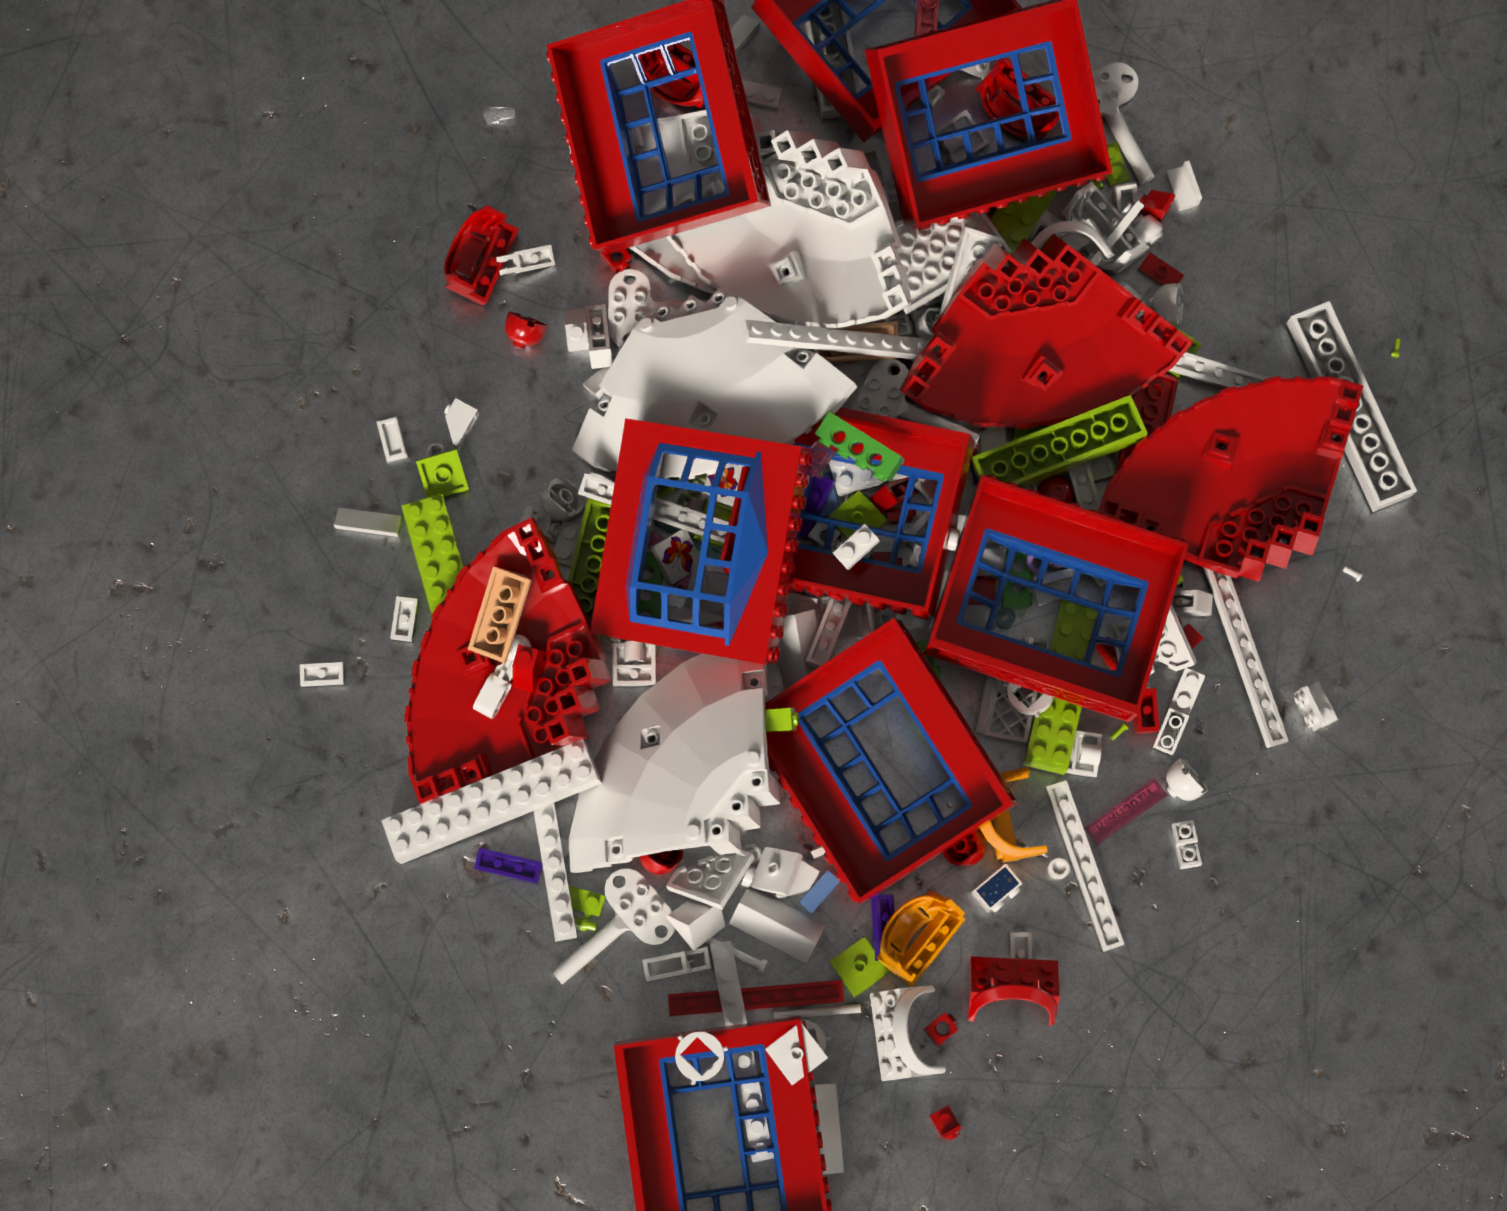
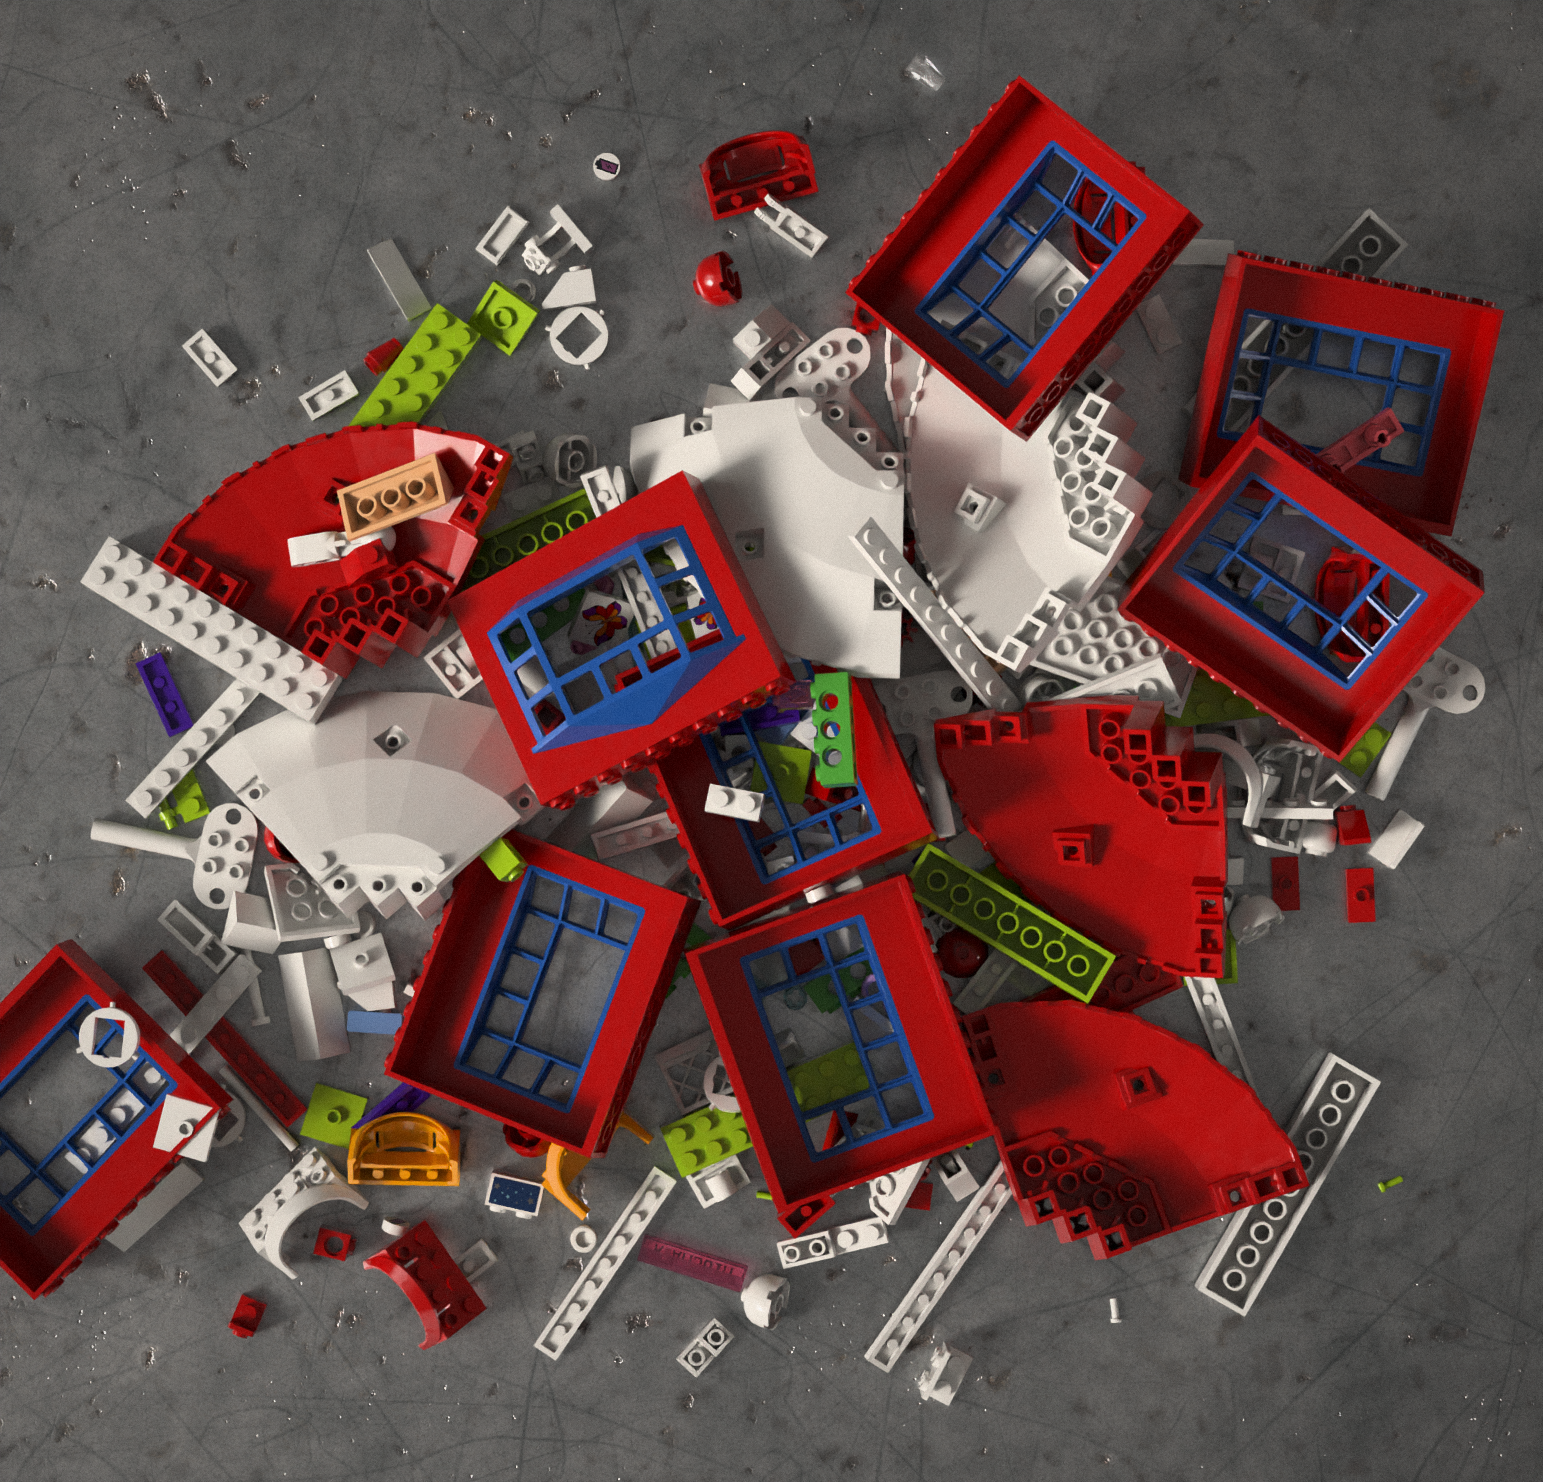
camera: 55 degrees right, 10 degrees up
(401, 345) = (606, 166): none -> white tile
(407, 568) = (383, 356): none -> red cone
(423, 399) = (567, 234): none -> white tile
(474, 443) = (564, 320): none -> white piece
(959, 981) = (395, 1226): none -> white tile
(1202, 233) = (1360, 895): none -> red plate

